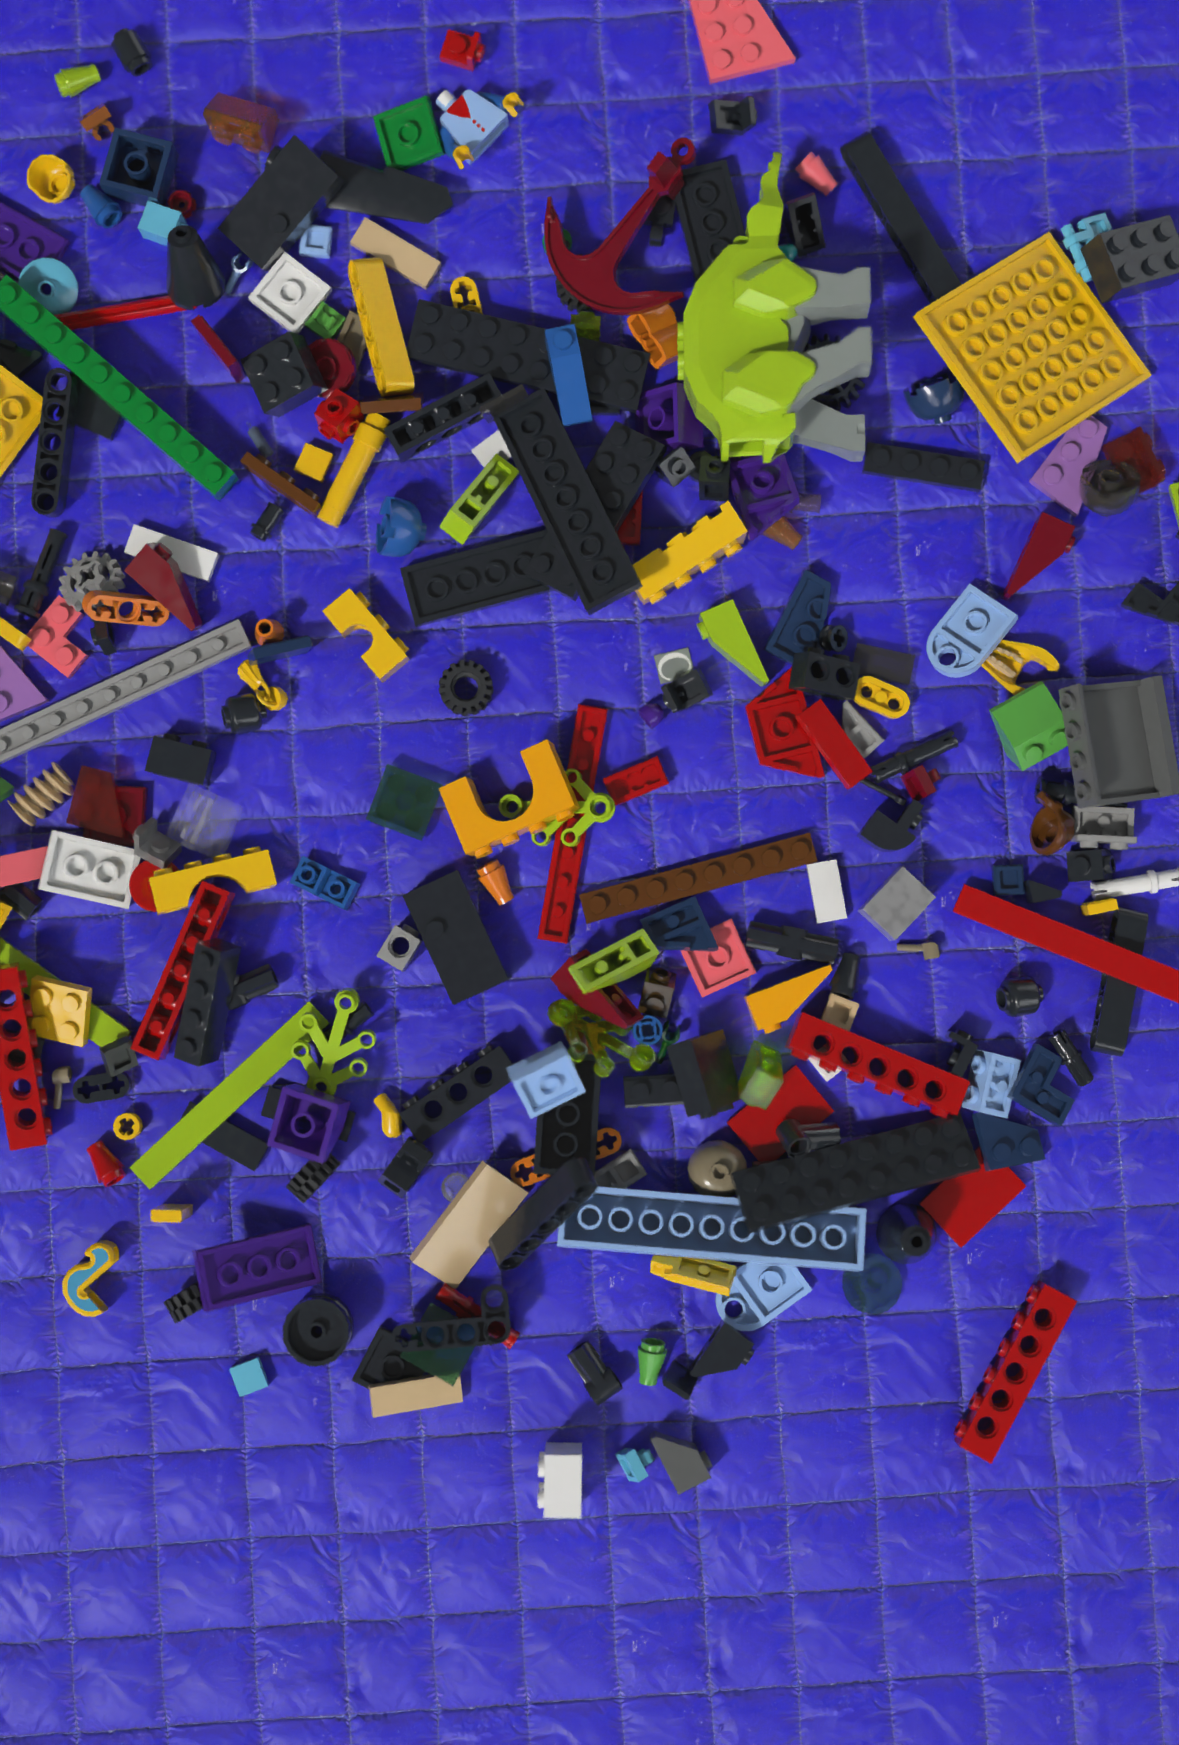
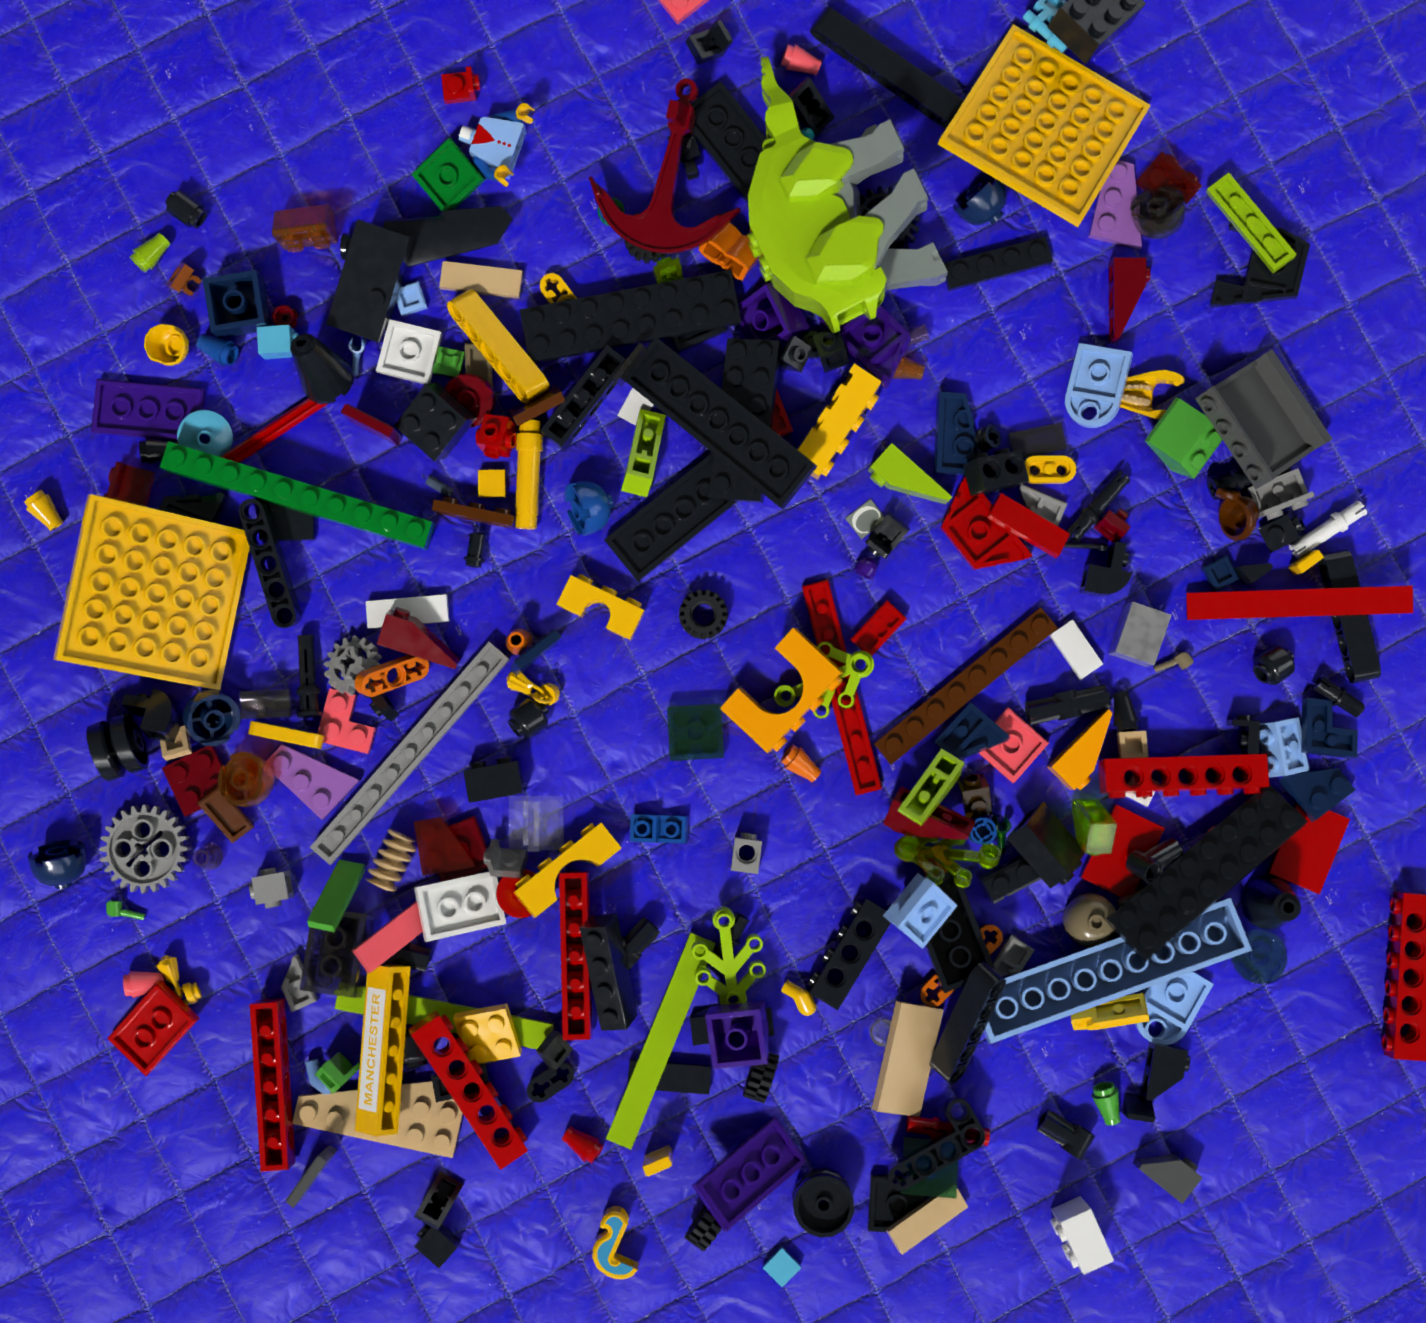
camera: 25 degrees left, 0 degrees up
(60, 1076) = (512, 1087): dark tan hand -> none
(118, 1125) = (578, 1106): yellow bush -> none
(405, 1167) = (833, 1034): black brick -> none
(455, 937) = (789, 825): black brick -> none
(568, 374) = (673, 317): blue slope -> none
(634, 1462) = (1132, 1193): medium azure tile -> none

